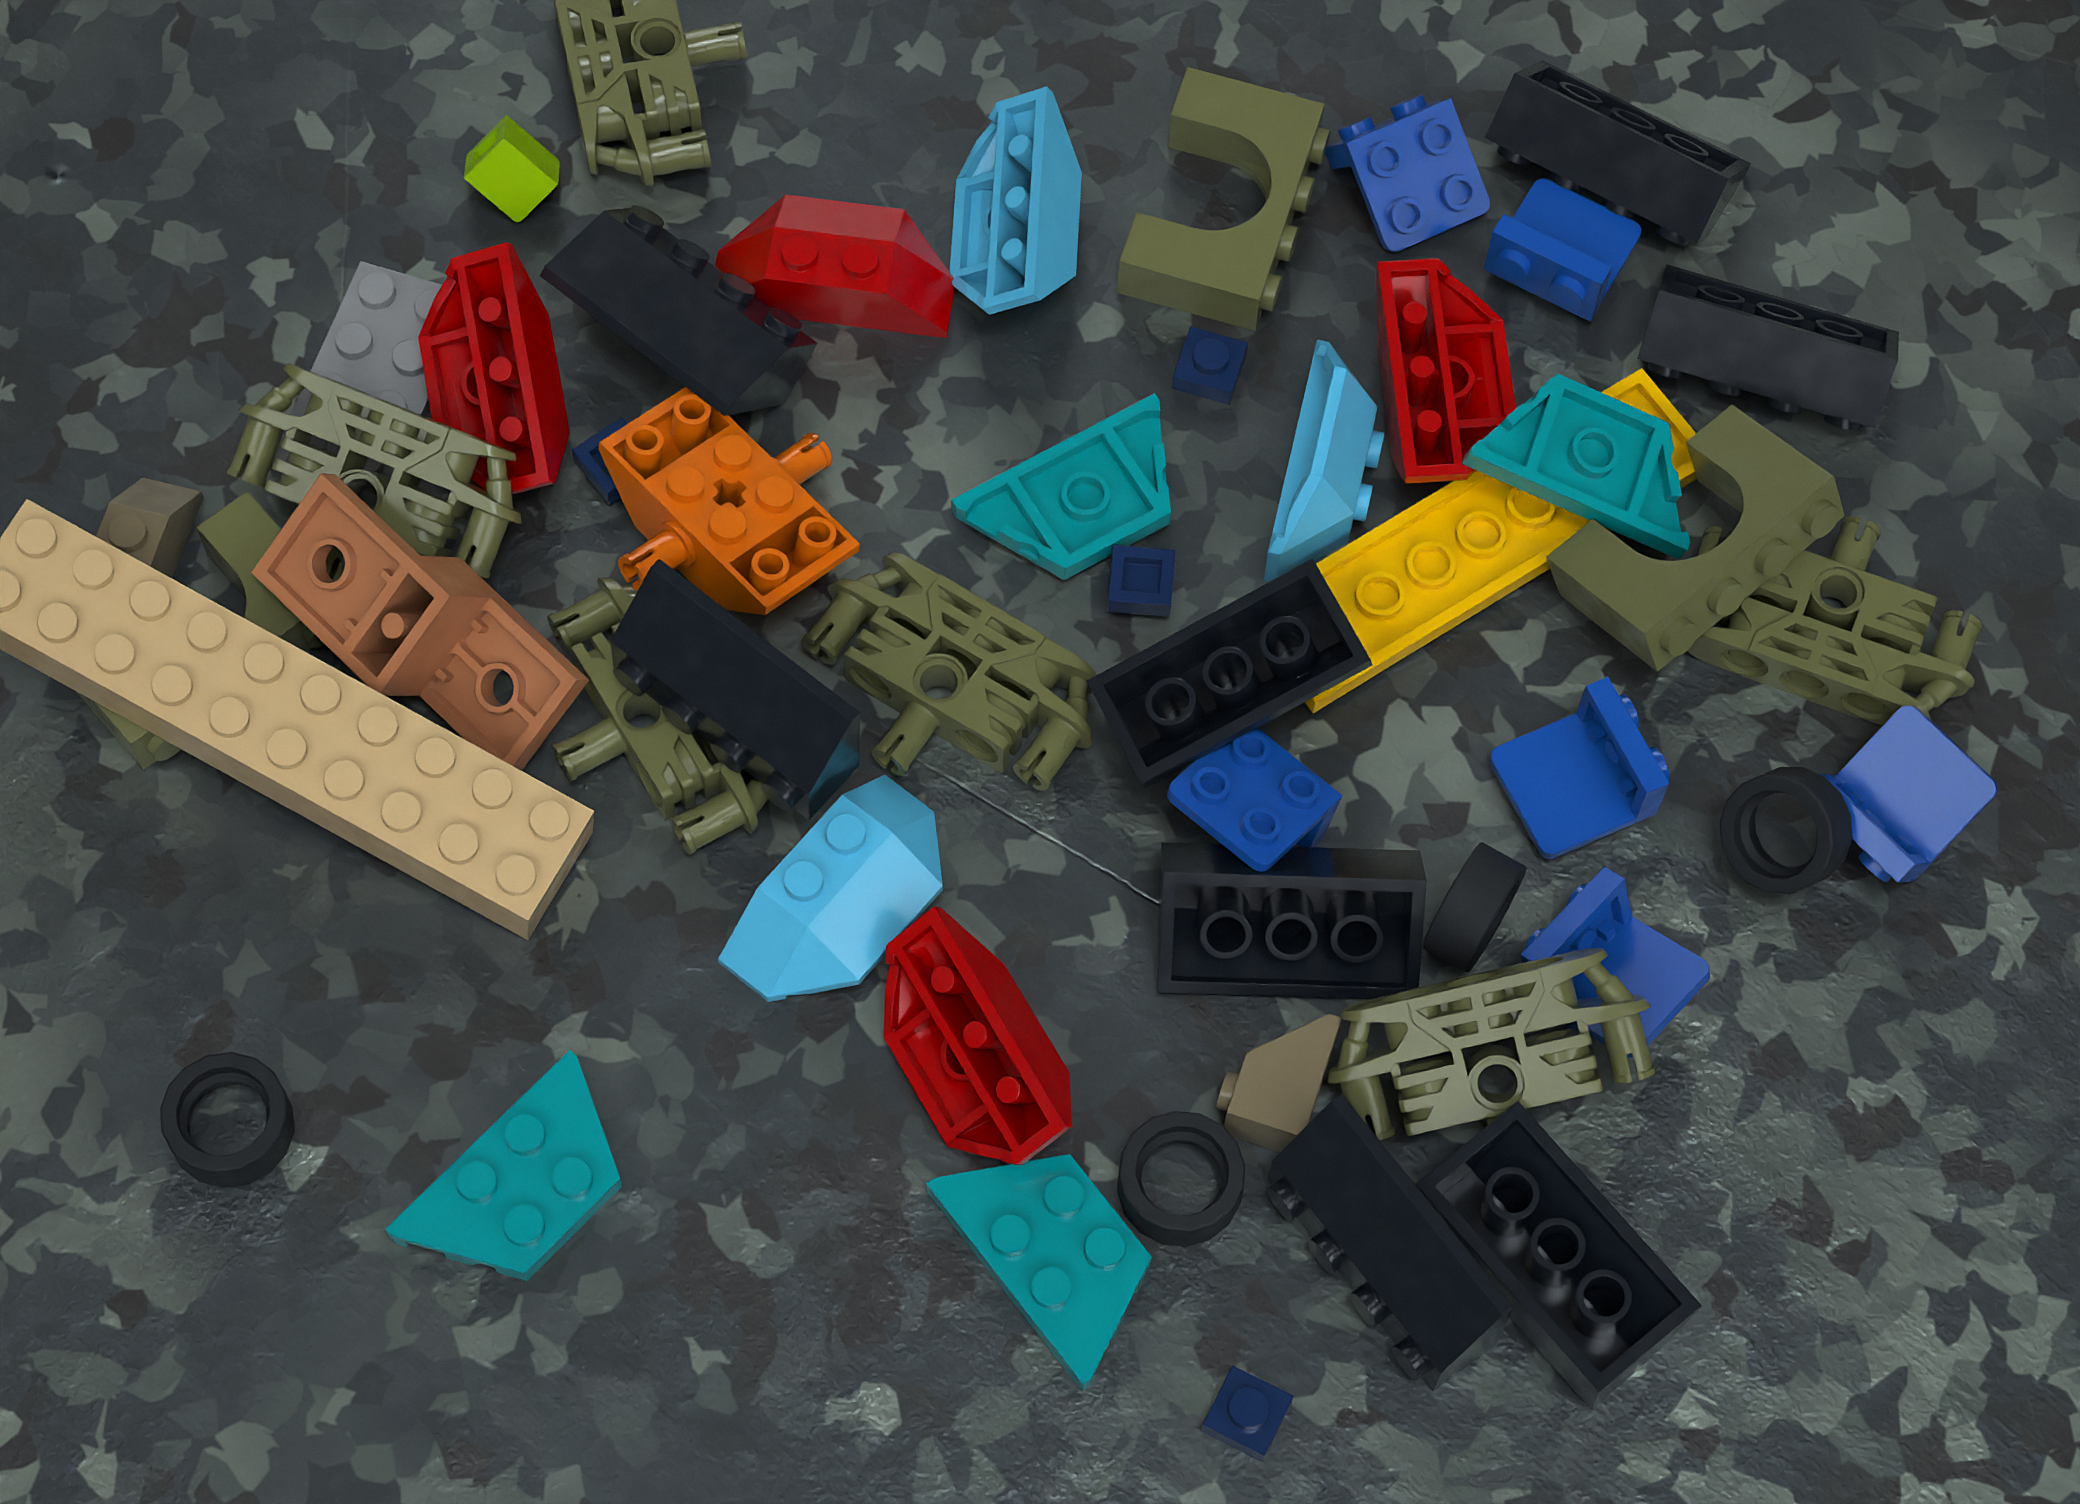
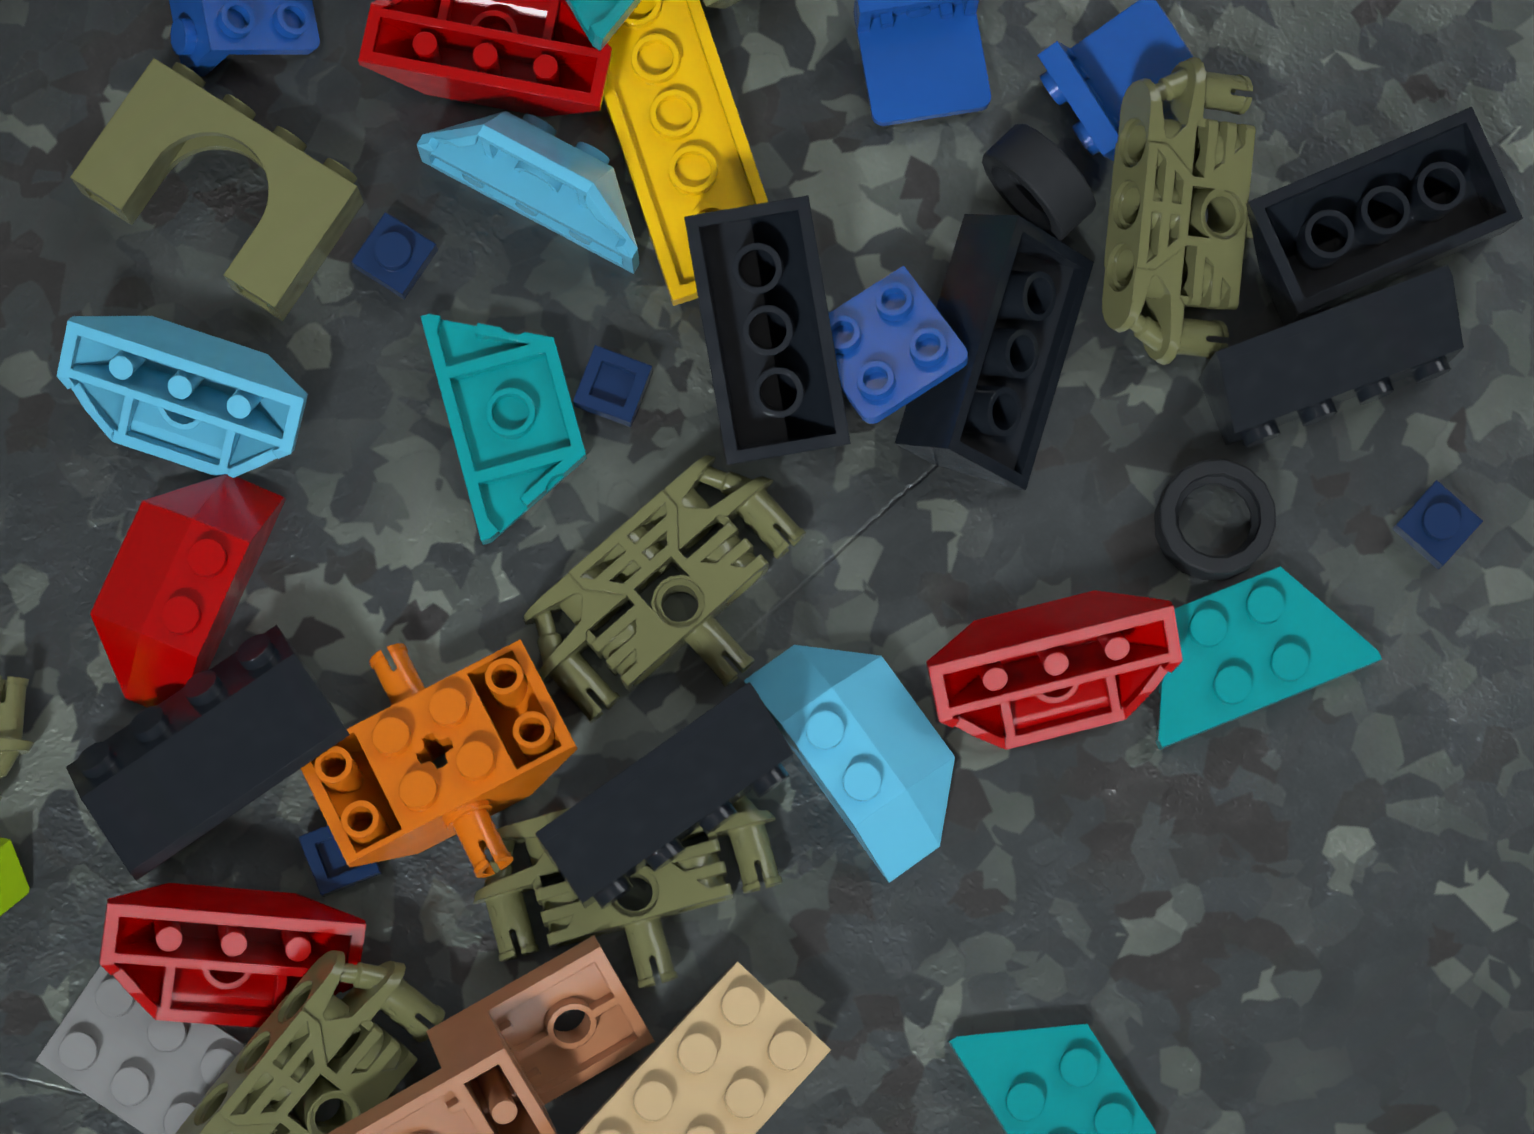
camera: 75 degrees left, 15 degrees up
(1279, 1085) = (1153, 404): dark tan slope -> none

